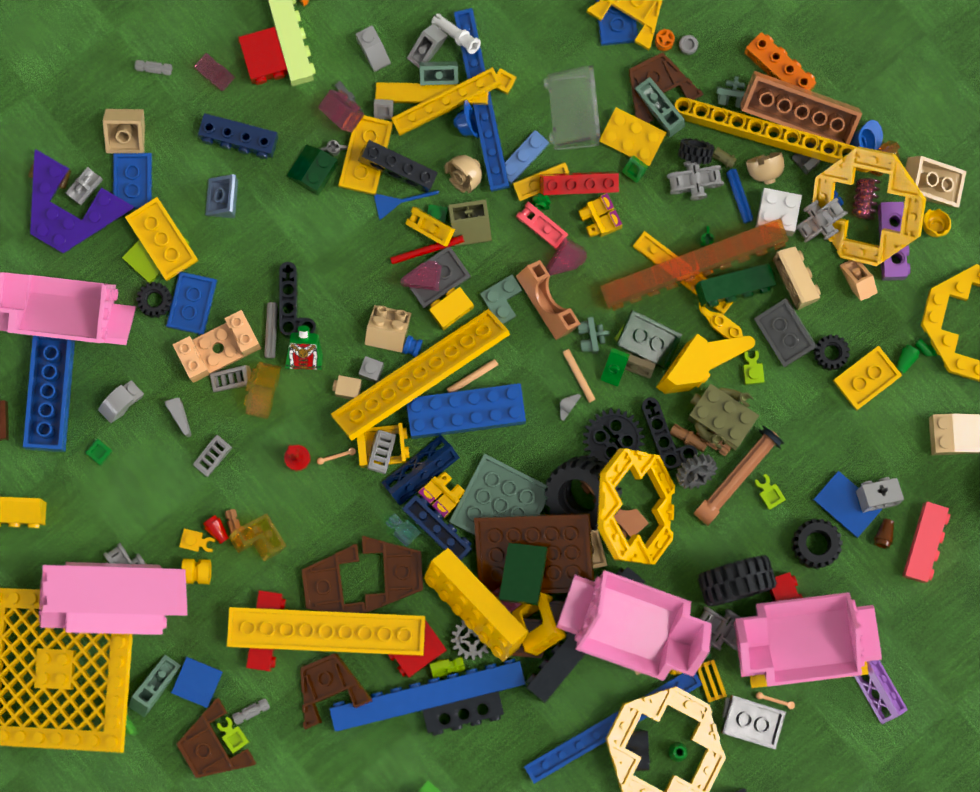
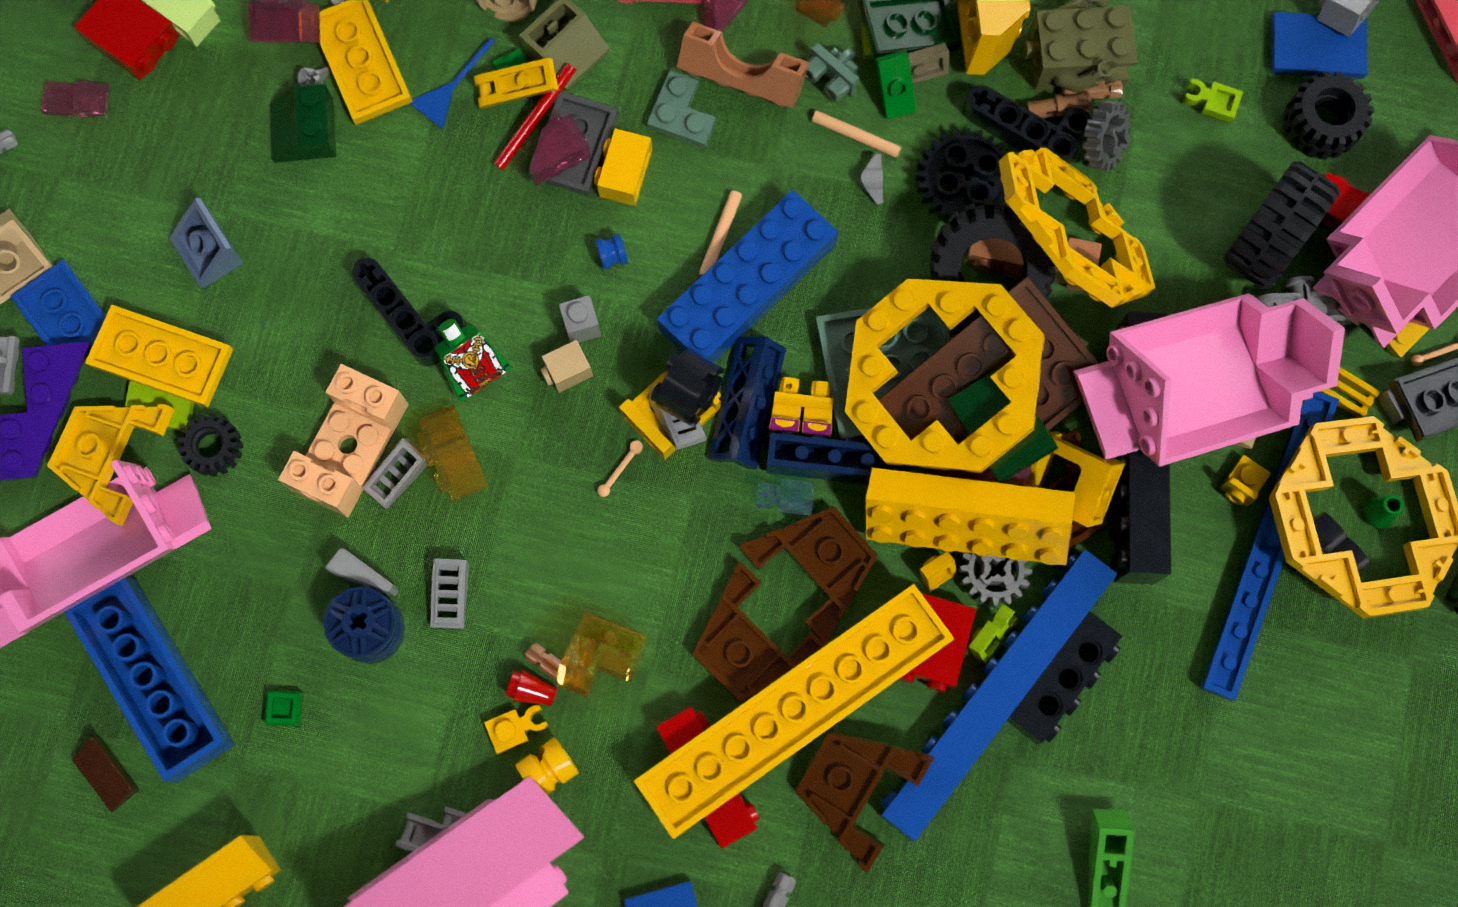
camera: 35 degrees left, 5 degrees down
(100, 260) = (96, 439): none -> yellow wing
(119, 401) = (259, 615): light grey brick -> none
(170, 450) = (383, 620): none -> dark blue wheel
(191, 303) = (266, 414): blue tile -> none
(238, 136) = (167, 153): dark blue brick -> none
(271, 328) = (403, 369): light grey axle -> none
(297, 458) = (568, 507): red piece -> none
(387, 328) = (561, 252): tan slope -> none
(392, 444) = (688, 386): none -> black brick
(397, 166) = (413, 38): black brick -> none
(420, 374) = (649, 278): yellow plate -> none
(445, 618) = (938, 570): none -> yellow plate
(542, 558) = (1016, 379): none -> yellow plate
(625, 688) = (1244, 481): none -> yellow bracket
(710, 508) = (1159, 175): nougat piece -> none
(884, 535) = (1396, 45): reddish brown cone -> none

